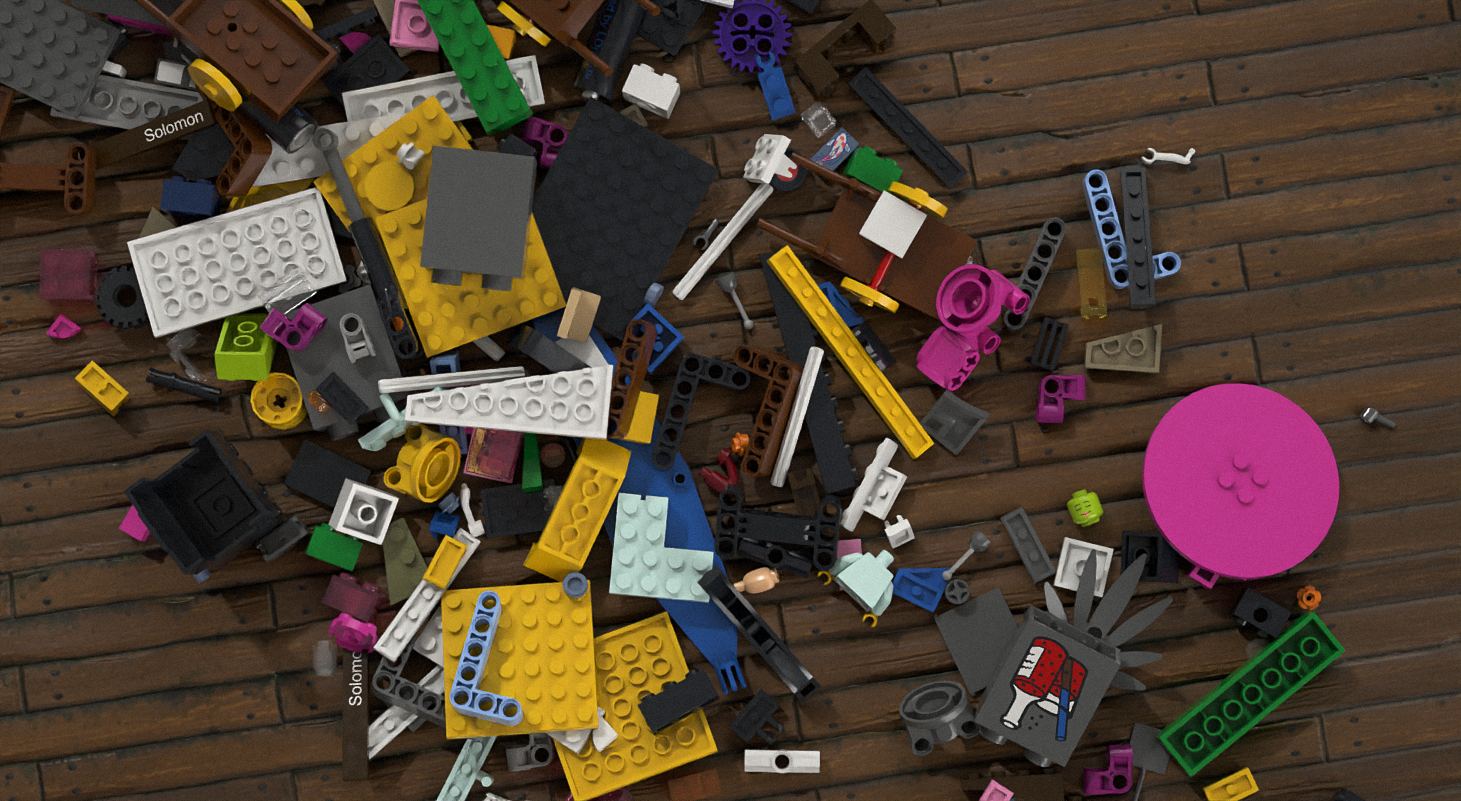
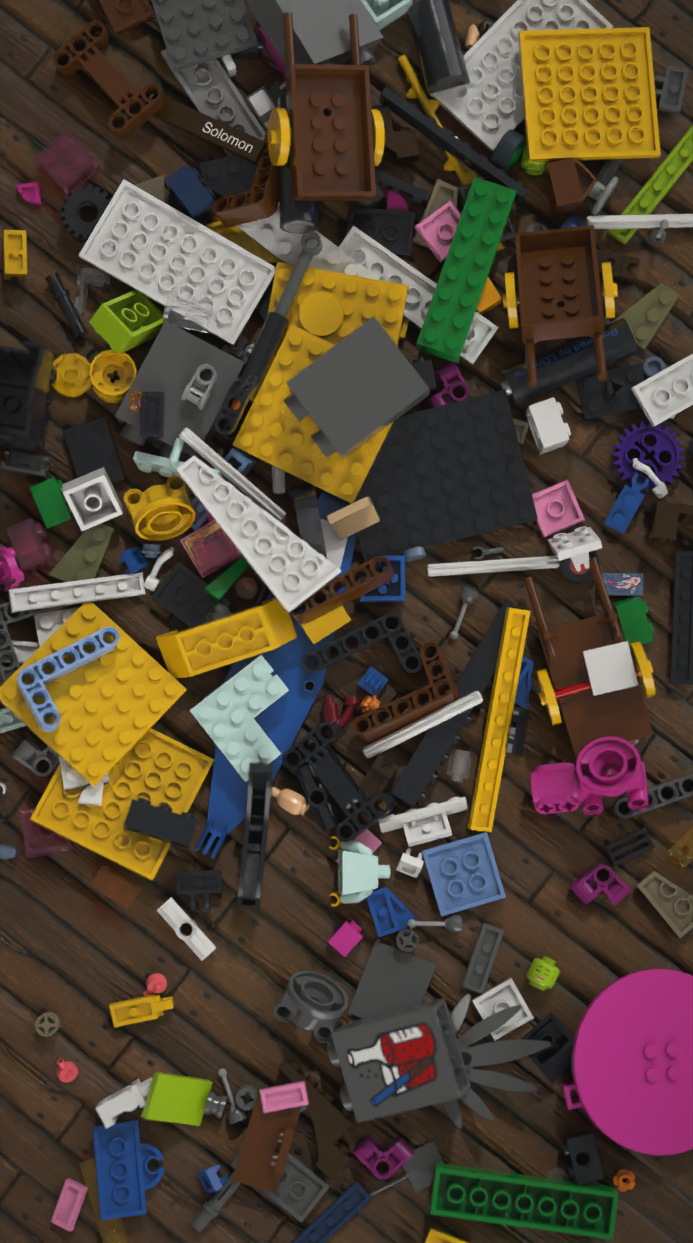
camera: 45 degrees right, 0 degrees up
(250, 440) = (77, 377): none -> yellow tile
(307, 323) = (180, 345): magenta piece -> none
(409, 155) = (353, 307): white plate -> none
(445, 562) = (109, 584): yellow tile -> none
(575, 585) = (174, 683): sand blue tile -> none
(724, 424) = (373, 681): none -> blue tile
(725, 146) = (556, 508): none -> bright pink tile
(788, 50) = (660, 489): none -> white piece
(818, 119) = (633, 553): clear slope -> none
(857, 418) = (459, 765): none -> clear brick
(909, 638) = (346, 937): none -> dark pink brick
(946, 496) = (463, 874): none -> medium blue plate
(953, 421) = (517, 831): dark grey plate -> none

